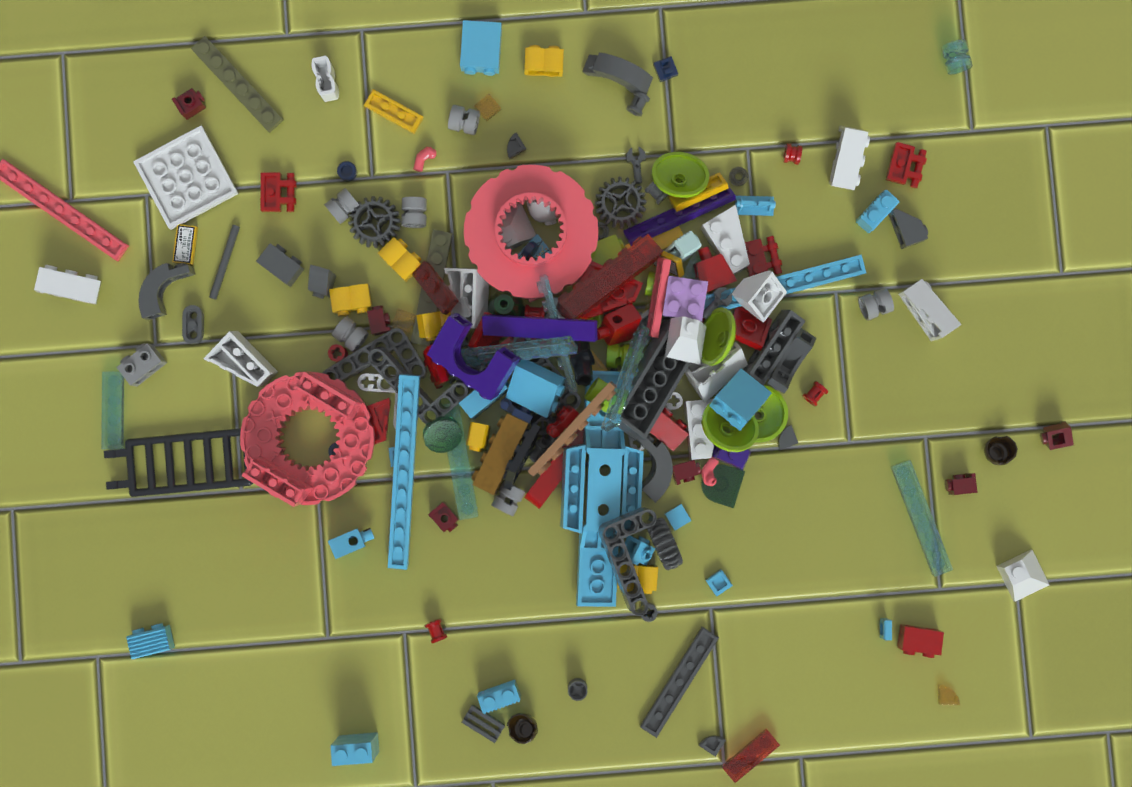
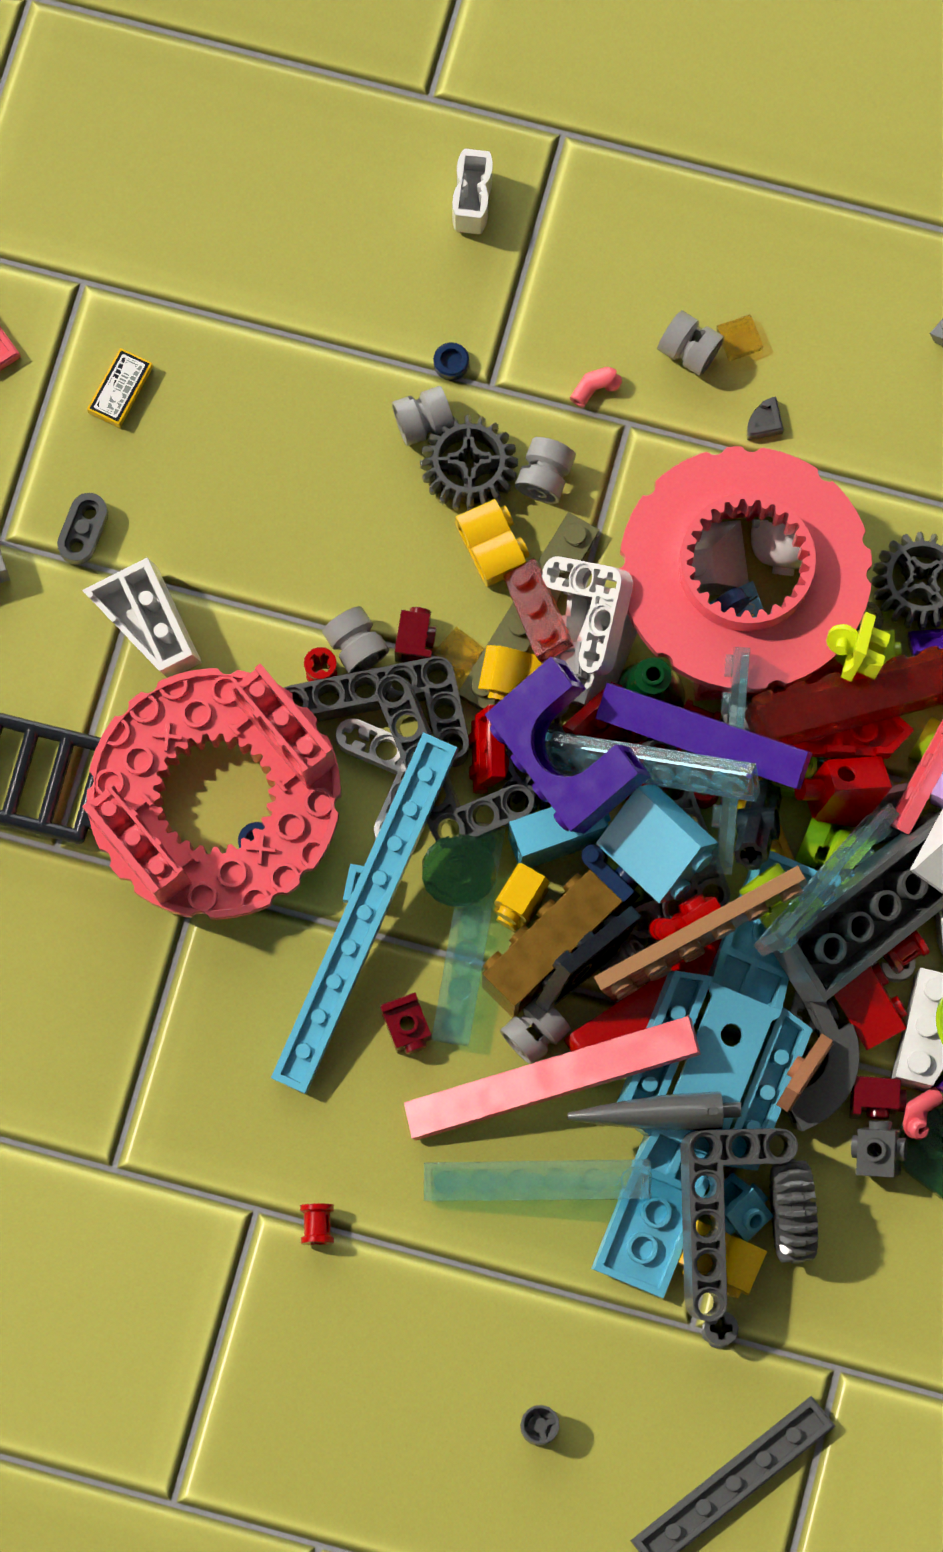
camera: 20 degrees right, 10 degrees down
(154, 285) = (45, 436): dark grey arch -> none
(185, 177) = (165, 275): white plate -> none
(193, 108) = (217, 163): dark red brick -> none
(224, 262) = (177, 441): dark grey bar -> none
(237, 84) = (313, 150): olive plate -> none
(272, 190) = (306, 349): red plate -> none
(280, 265) = (276, 479): dark grey brick -> none
(320, 281) = (338, 530): dark grey slope -> none
(341, 547) = (203, 1008): medium azure torso -> none
(350, 299) = (378, 581): yellow brick -> none
(354, 749) = (94, 1380): medium azure brick -> none
(380, 419) = (354, 807): red wing -> none
(393, 111) = (570, 288): yellow tile -> none
(465, 721) = (321, 1402): dark grey tile -> none
(466, 272) = (604, 600): none -> white beam
(481, 47) = (764, 231): medium azure brick -> none
(499, 696) = (389, 1385): medium azure brick -> none
(522, 728) = (412, 1459): dark brown hair -> none
(525, 521) = (552, 1078): none -> coral tile
(535, 573) = (537, 1180): none -> clear light blue plate
(543, 61) = (867, 292): yellow brick -> none
(584, 521) = (663, 1112): none -> dark grey piece
(603, 253) = (862, 648): none -> neon yellow hips
(646, 475) = (803, 1071): none -> nougat plate
(676, 395) = (906, 951): none -> red bush
(677, 517) = (833, 1177): medium azure tile -> none
(695, 497) = (869, 1159): none -> dark grey brick
(718, 582) = (868, 1325): medium azure tile -> none

